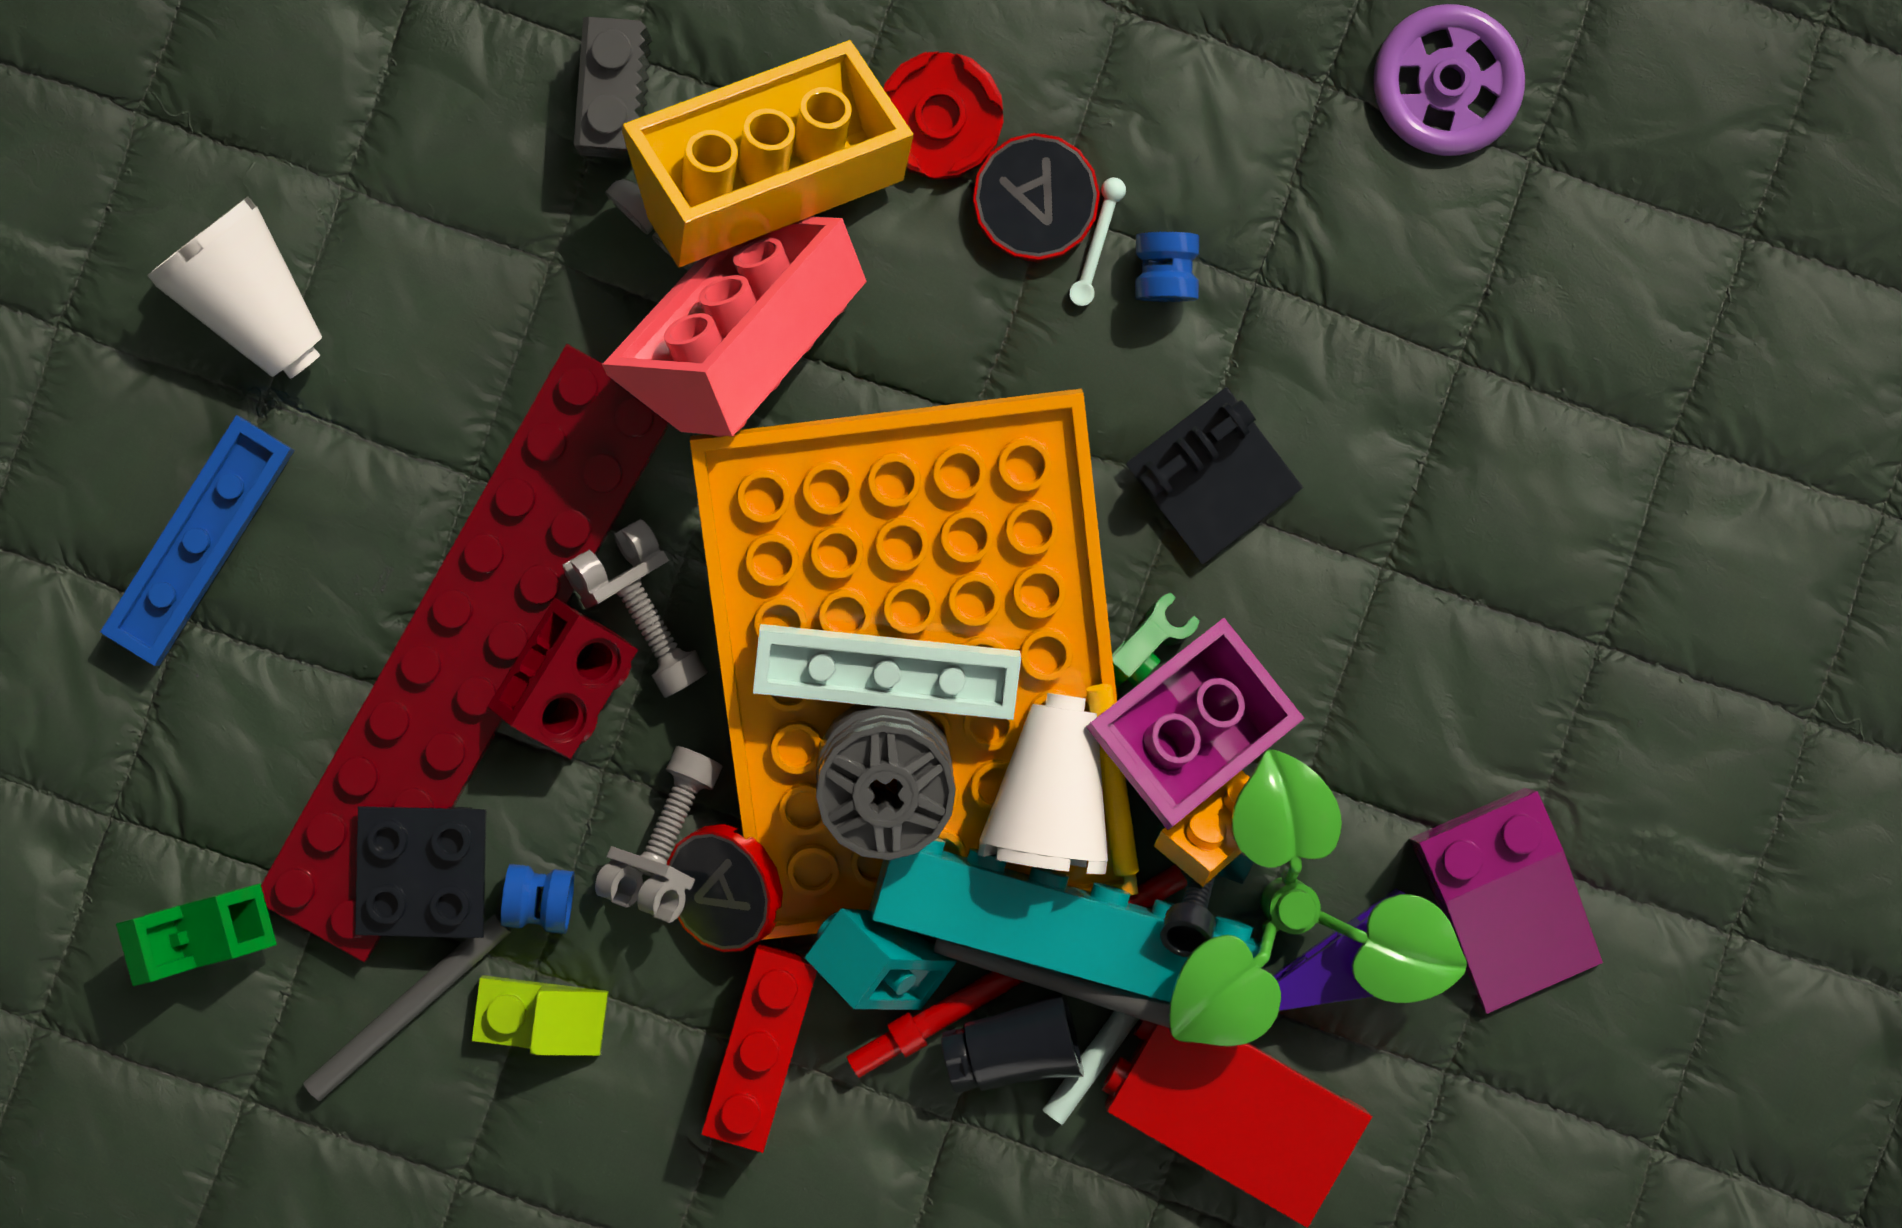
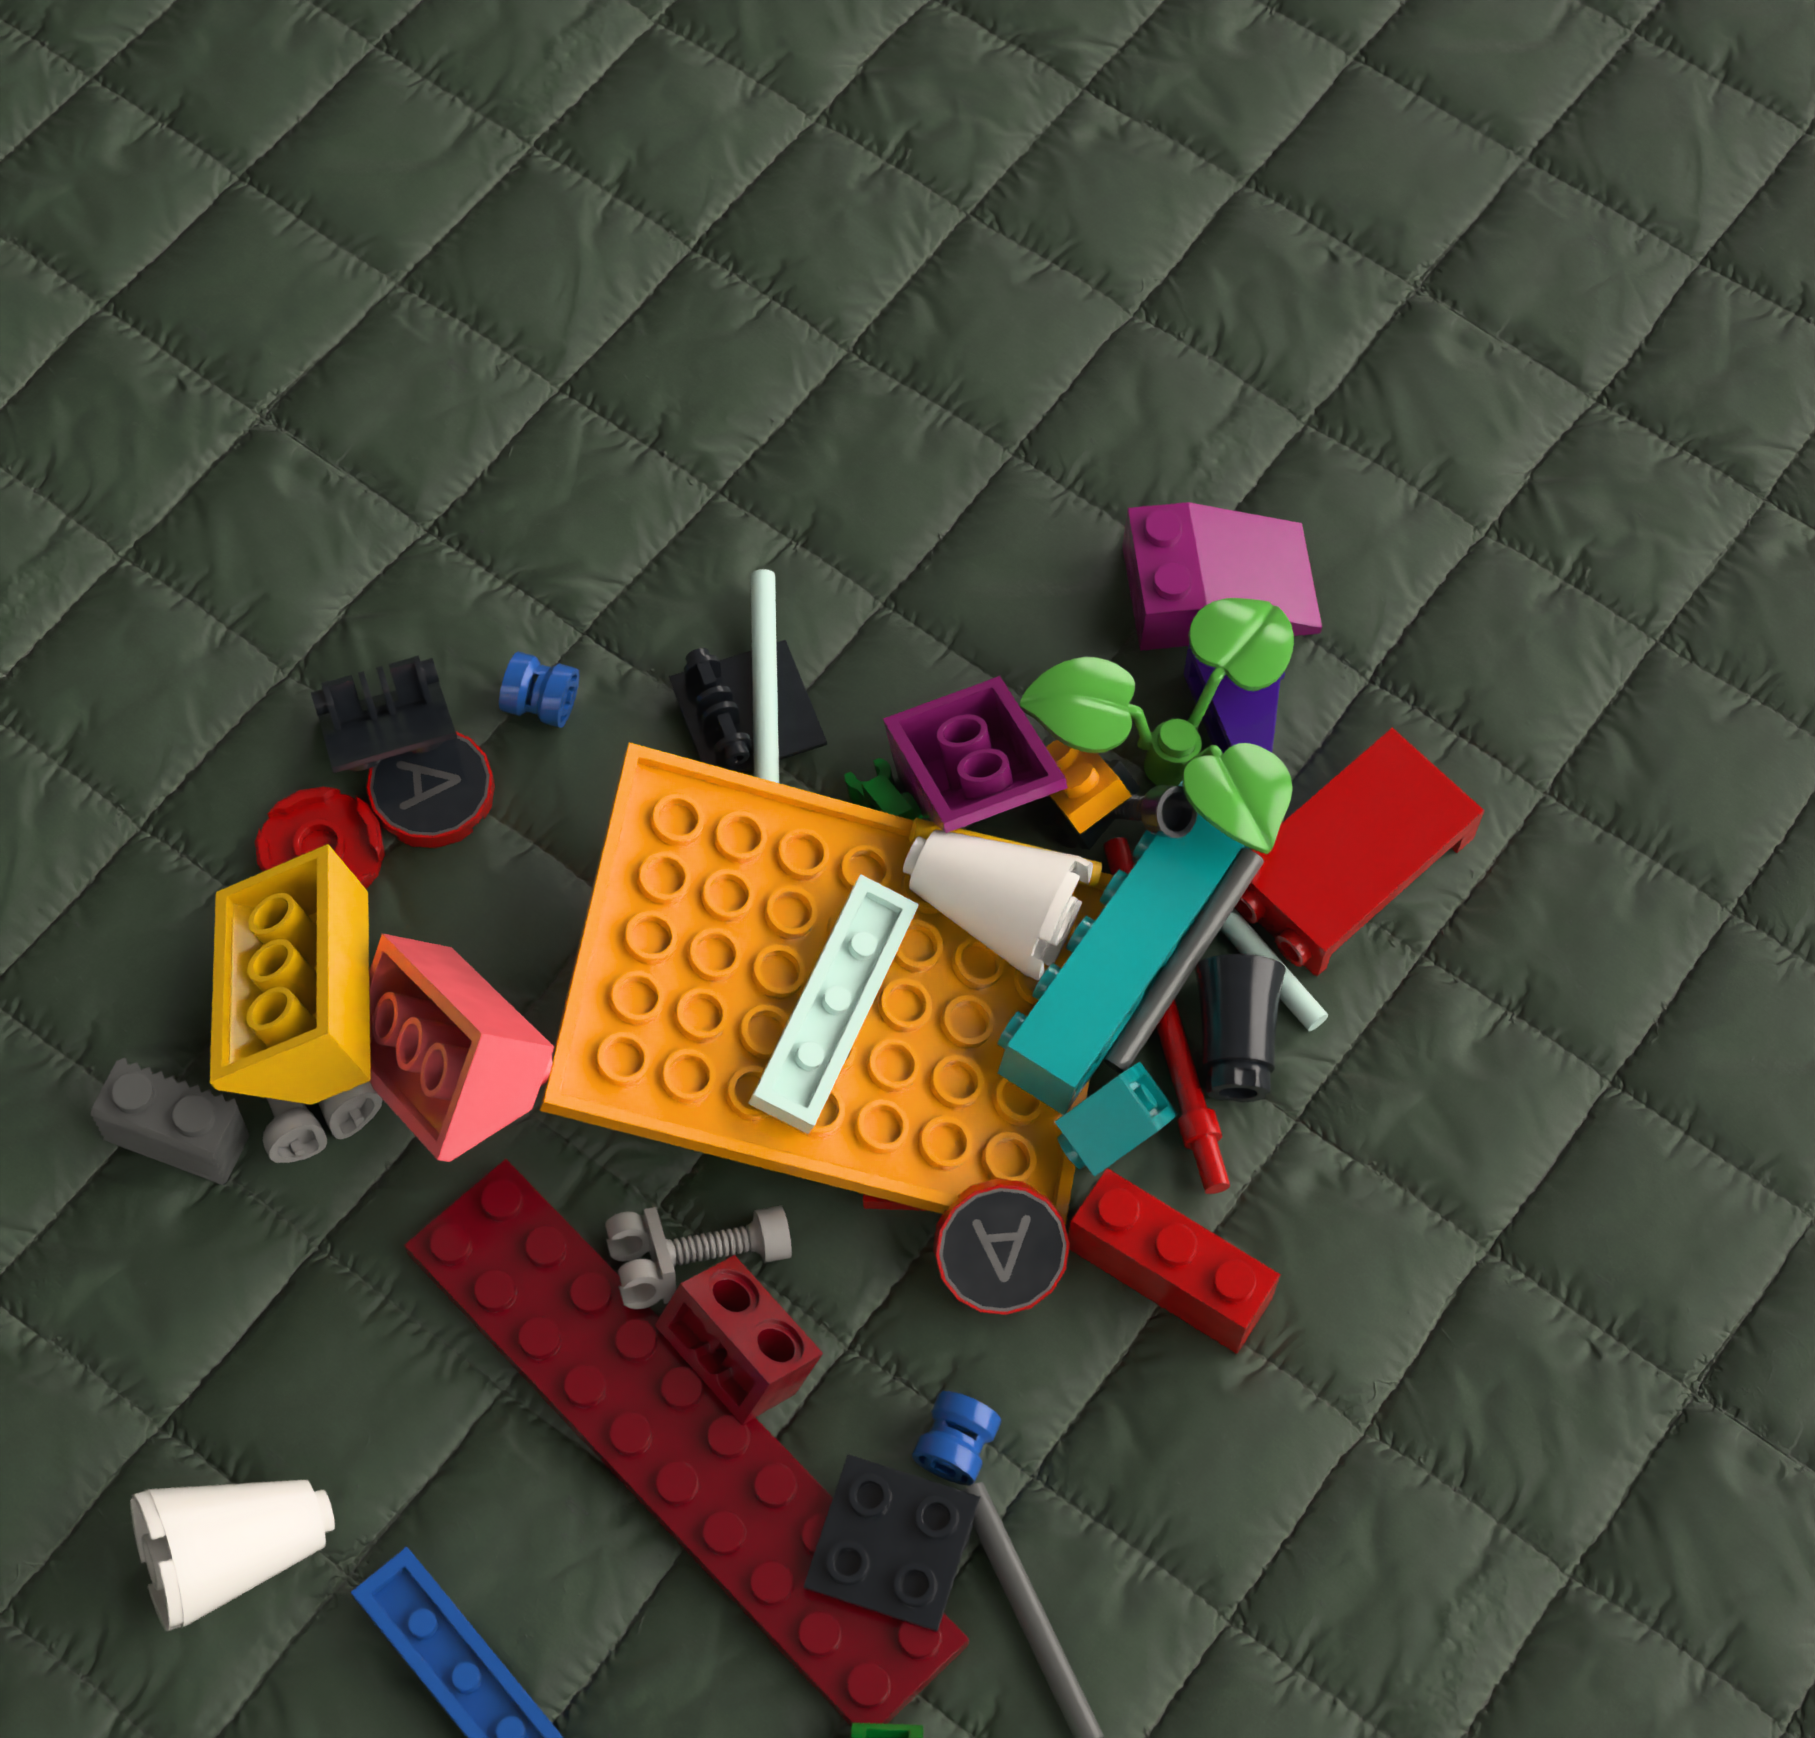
camera: 75 degrees left, 25 degrees down
(540, 1016) = (1077, 1481): lime slope -> none
(690, 774) = (875, 1251): light grey bar -> none
(884, 745) = (931, 1063): dark grey wheel -> none
(1081, 131) = (387, 724): none -> black hinge
(1082, 291) = (534, 774): light aqua hinge -> none
(1243, 484) = (764, 675): none -> light aqua bar
(1407, 111) = (475, 466): medium lavender plate -> none

